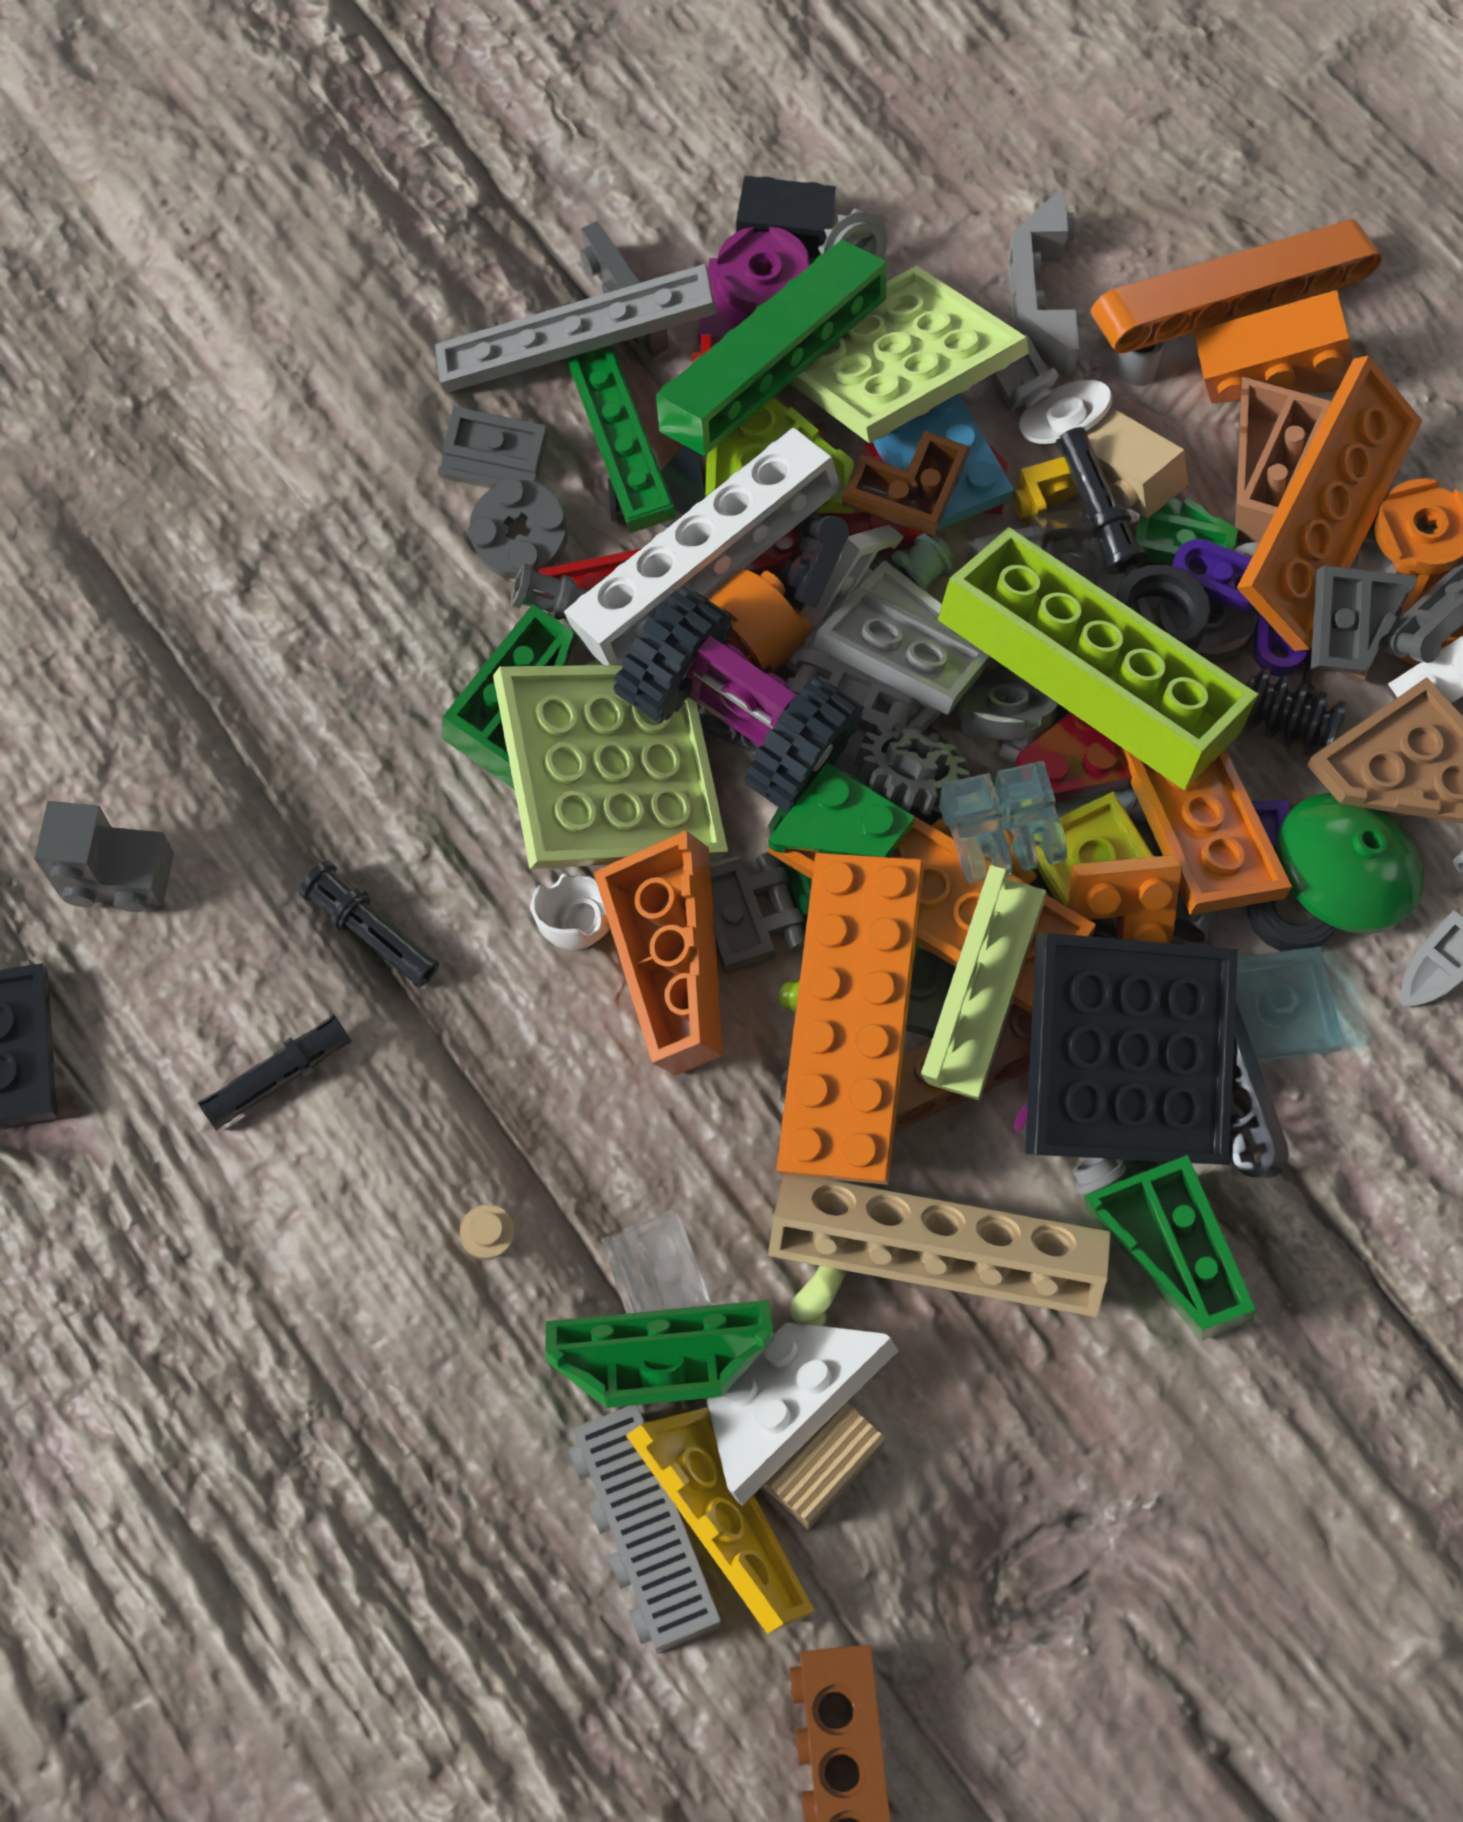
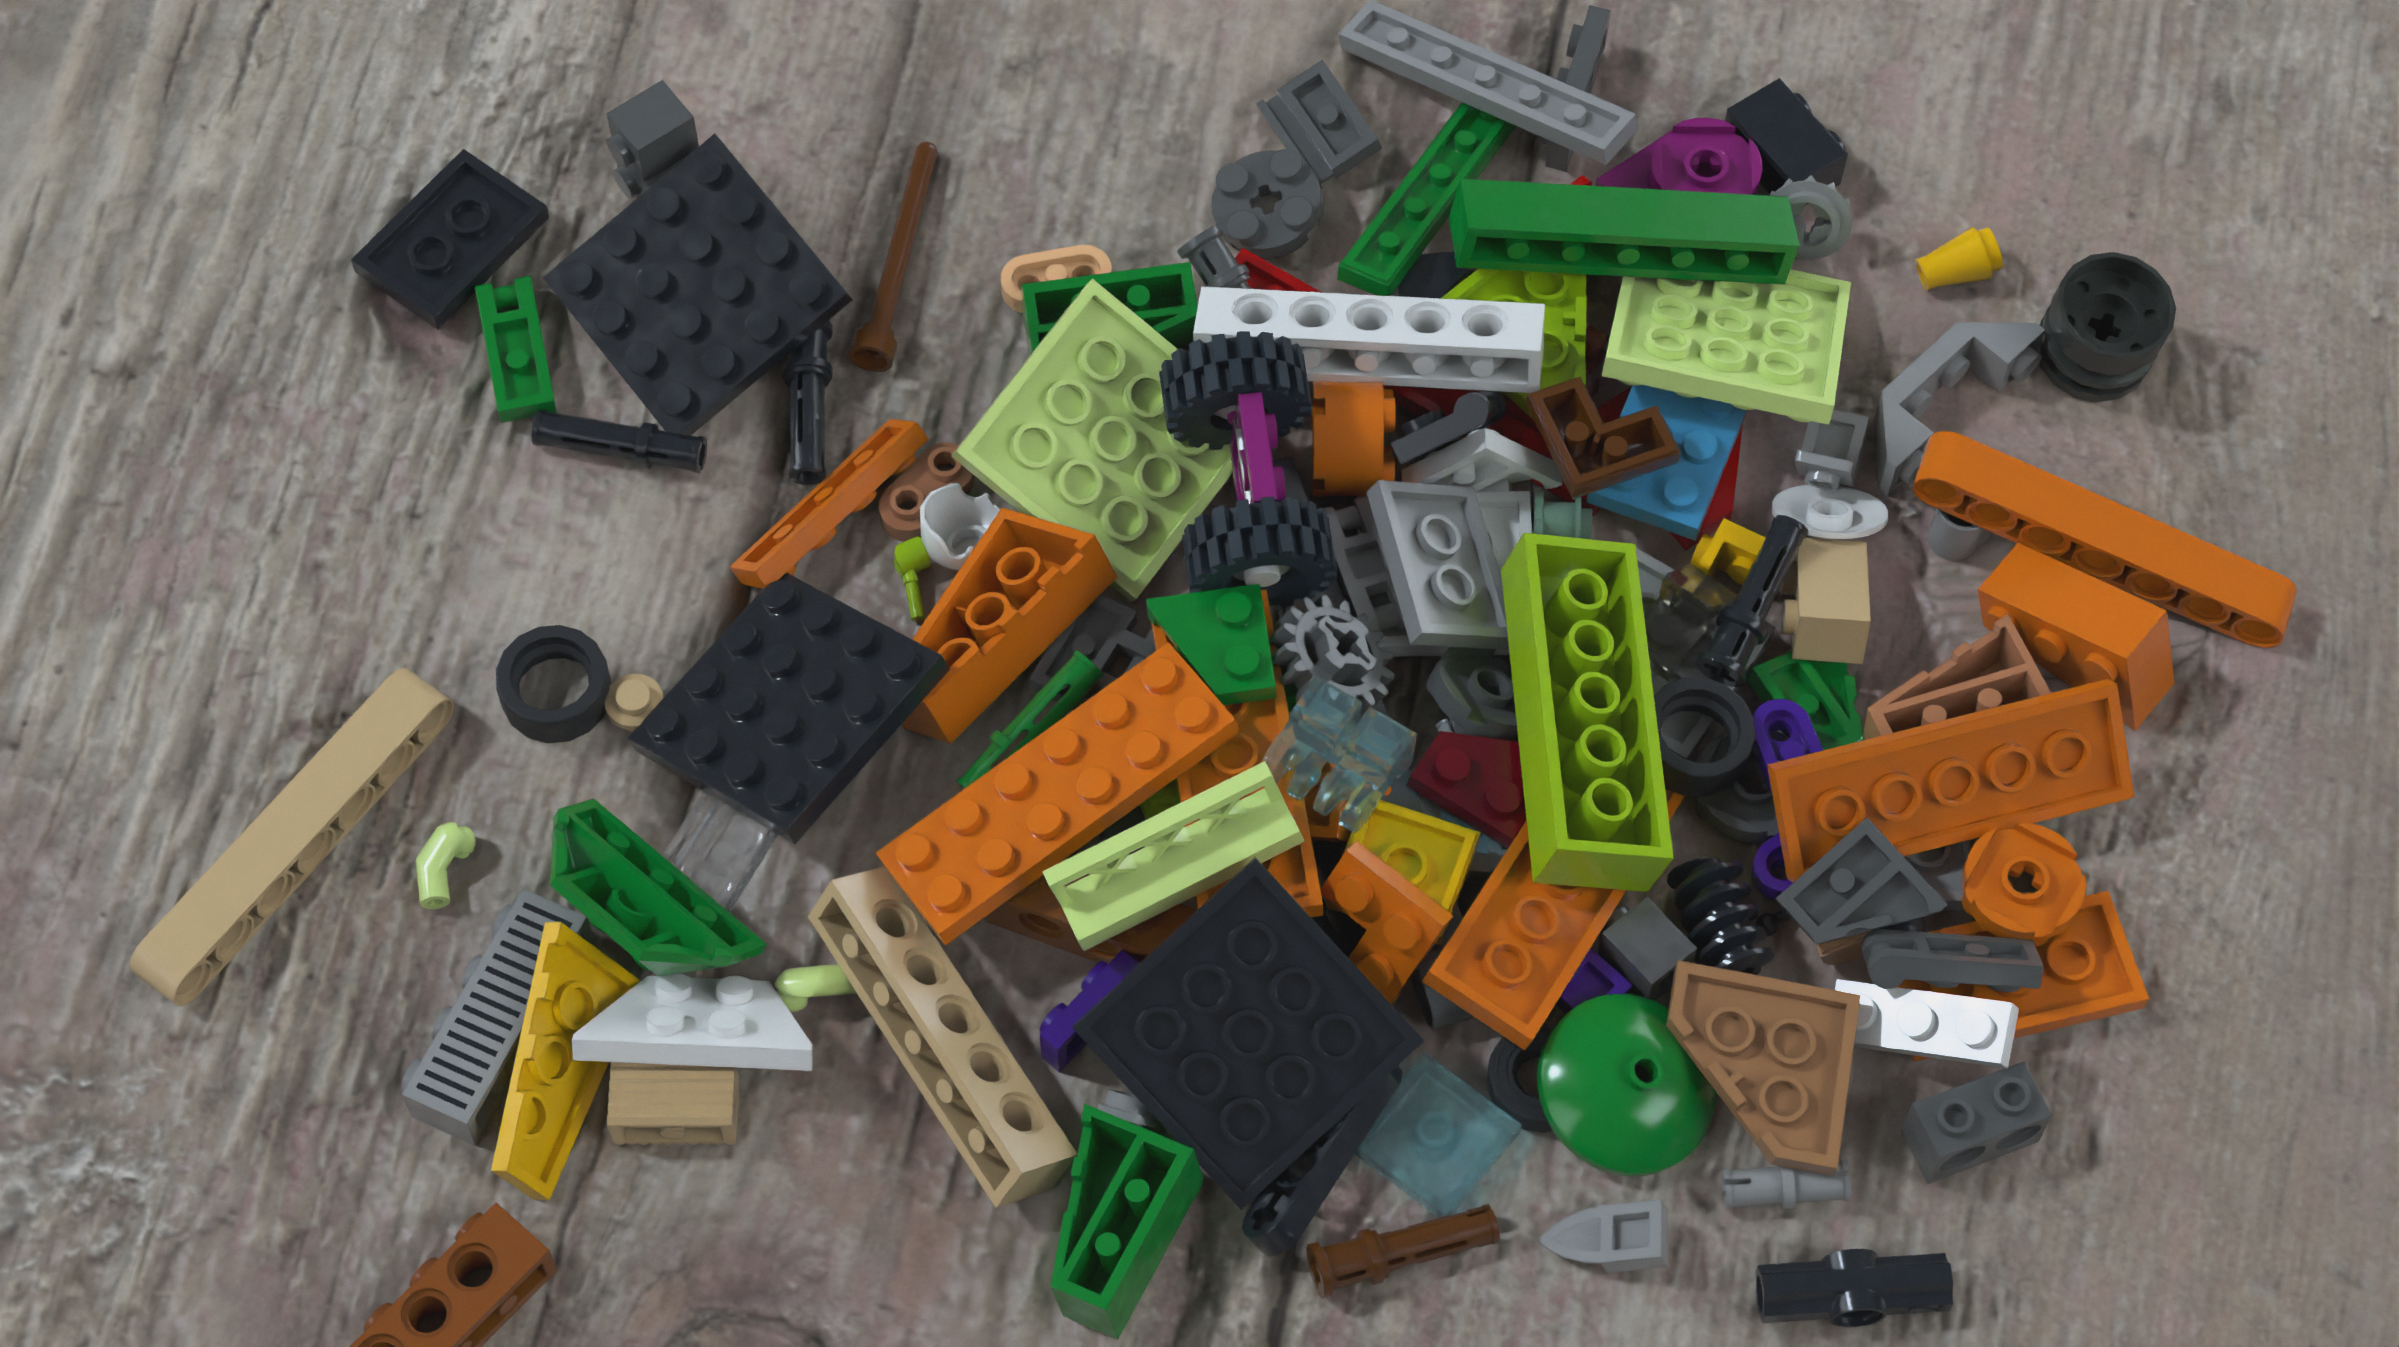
camera: 45 degrees right, 5 degrees down
(131, 1079) = (515, 350): none -> green plate
(218, 920) = (697, 289): none -> black plate
(365, 1560) = (291, 837): none -> tan beam
(370, 848) = (874, 344): none -> reddish brown piece
(400, 1238) = (547, 644): none -> black tyre
(434, 697) = (1050, 265): none -> light nougat plate
(465, 979) = (839, 494): none -> orange plate
(476, 1467) = (434, 858): none -> yellowish green arm
(510, 909) = (915, 486): none -> nougat plate
(556, 969) = (909, 559): none -> lime hand
(603, 1133) = (788, 705): none -> black plate
(763, 996) = (1077, 674): none -> green pin
(961, 195) = (1961, 260): none -> yellow cone
(1004, 1157) = (1057, 1037): none -> dark purple plate
(1096, 159) = (2105, 326): none -> pearl dark grey wheel
(1272, 768) = (1644, 948): none -> flat silver brick
(1335, 1110) = (1375, 1255): none -> reddish brown pin

